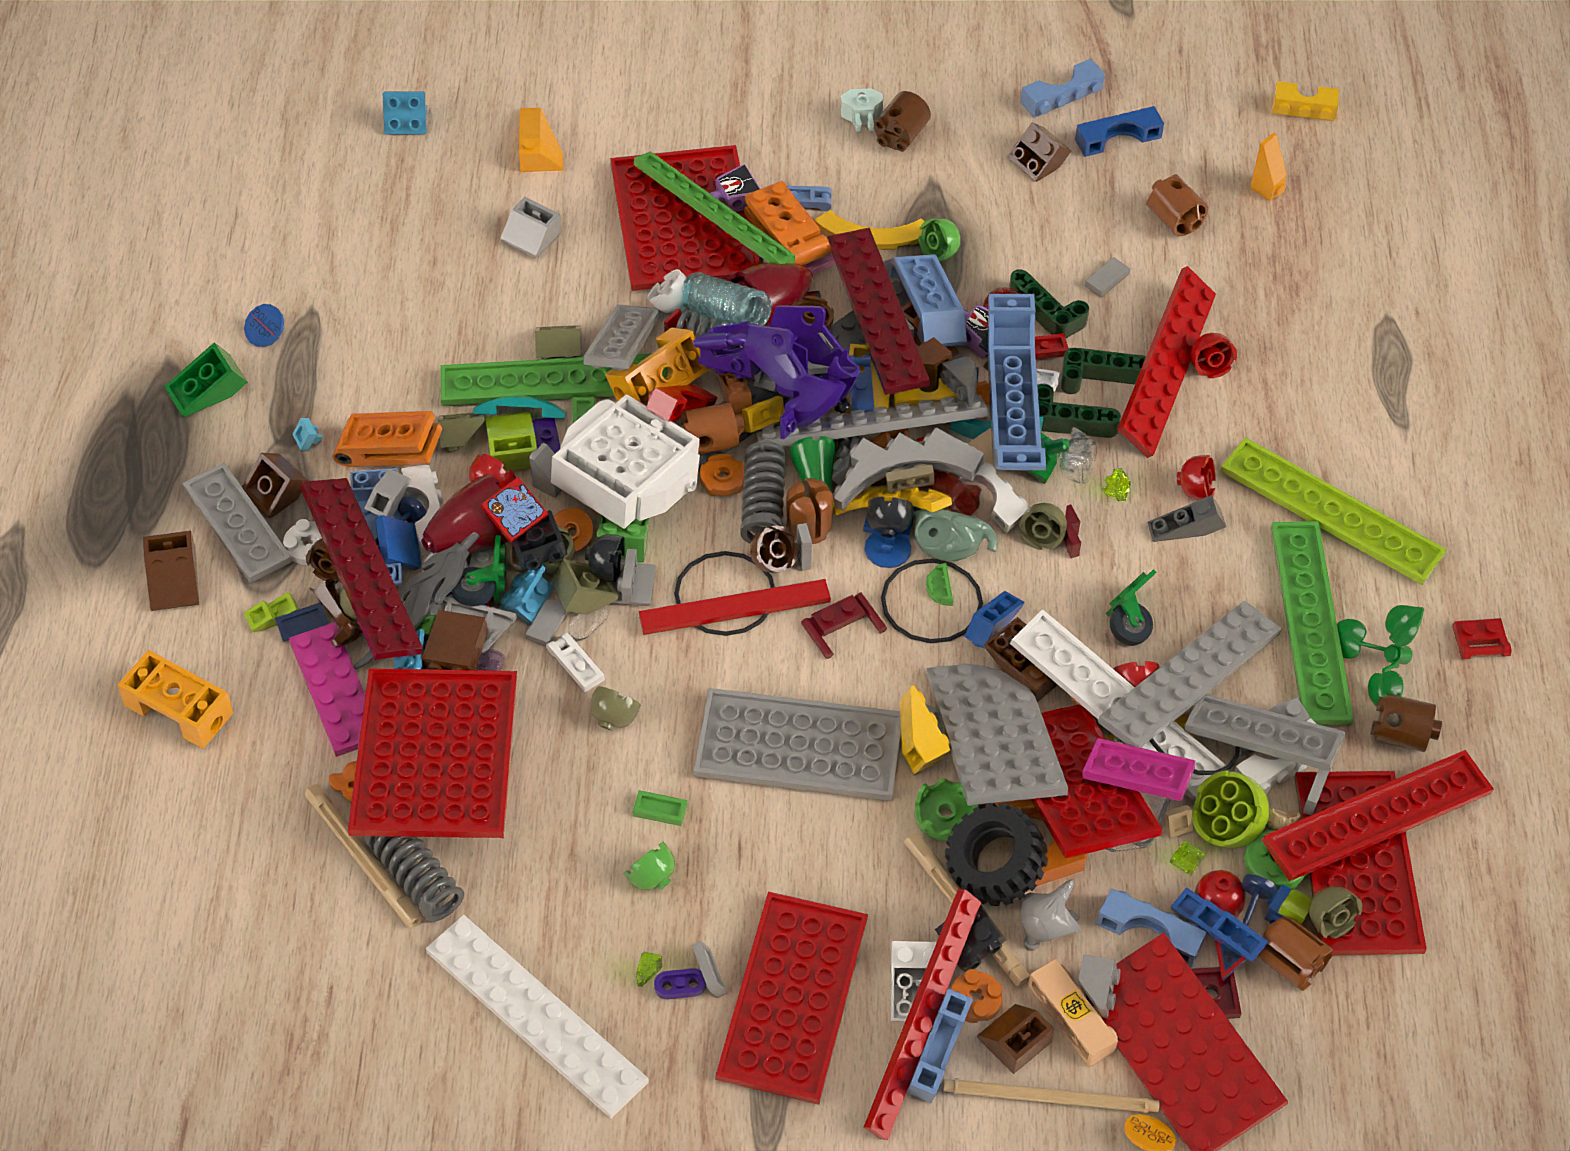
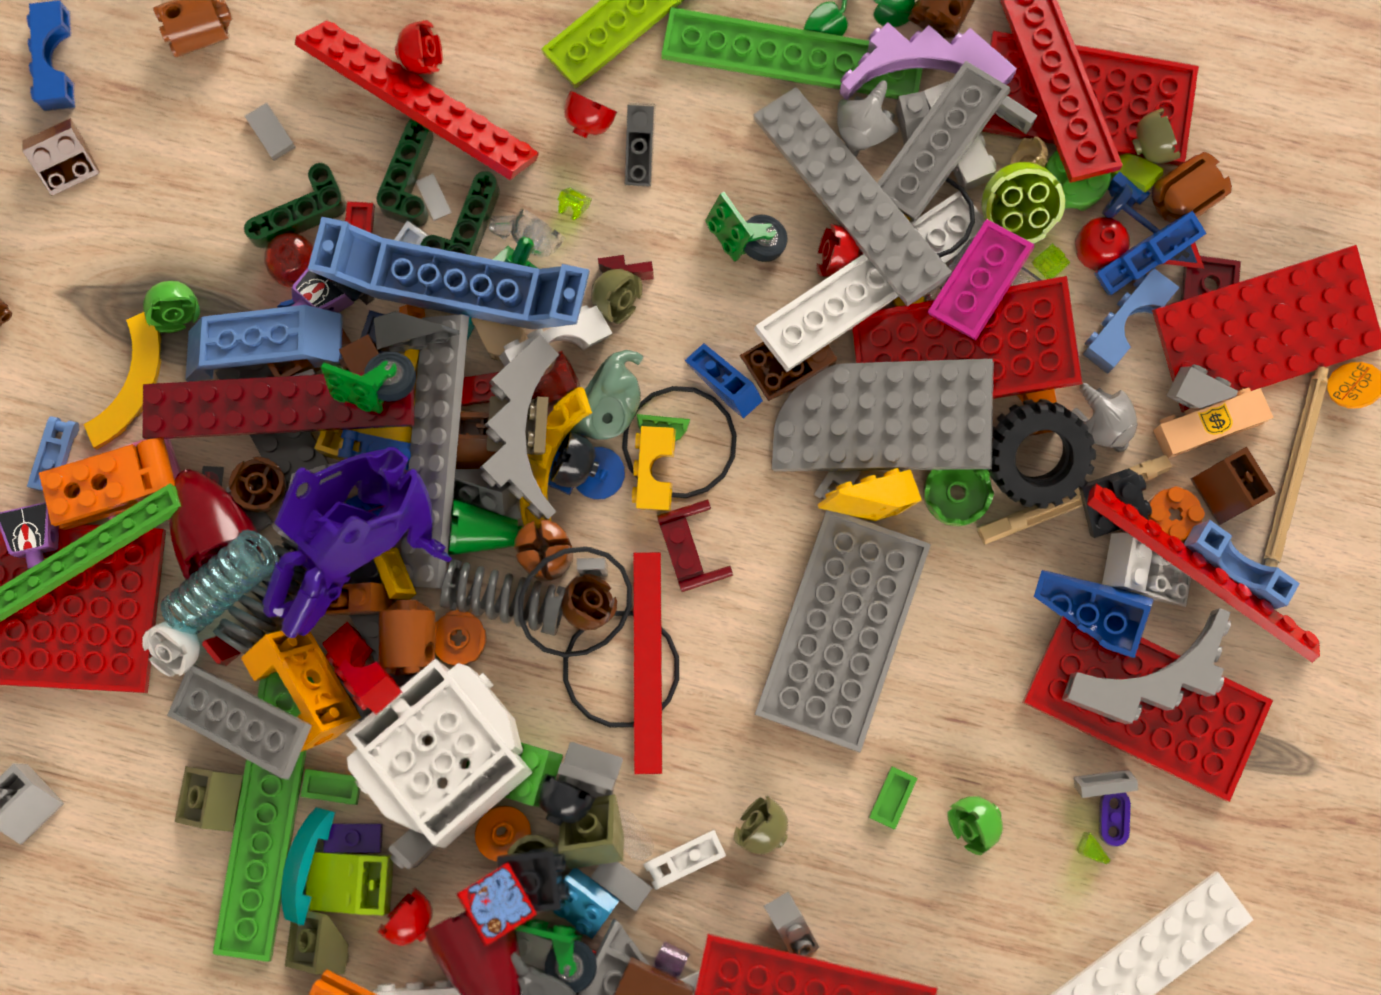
camera: 75 degrees left, 25 degrees up
(534, 745) = (791, 925): none -> light grey slope
(808, 994) = (1191, 671): none -> light grey arch
(815, 536) = (540, 566): none -> black piece
(866, 937) = (1102, 611): none -> blue wedge
(911, 355) = (385, 378): none -> plate
(917, 571) = (653, 444): none -> yellow arch
(1090, 393) = (433, 196): none -> white sticker
(1260, 676) = (864, 122): none -> light grey piece
(1349, 712) = (926, 49): none -> lavender arch

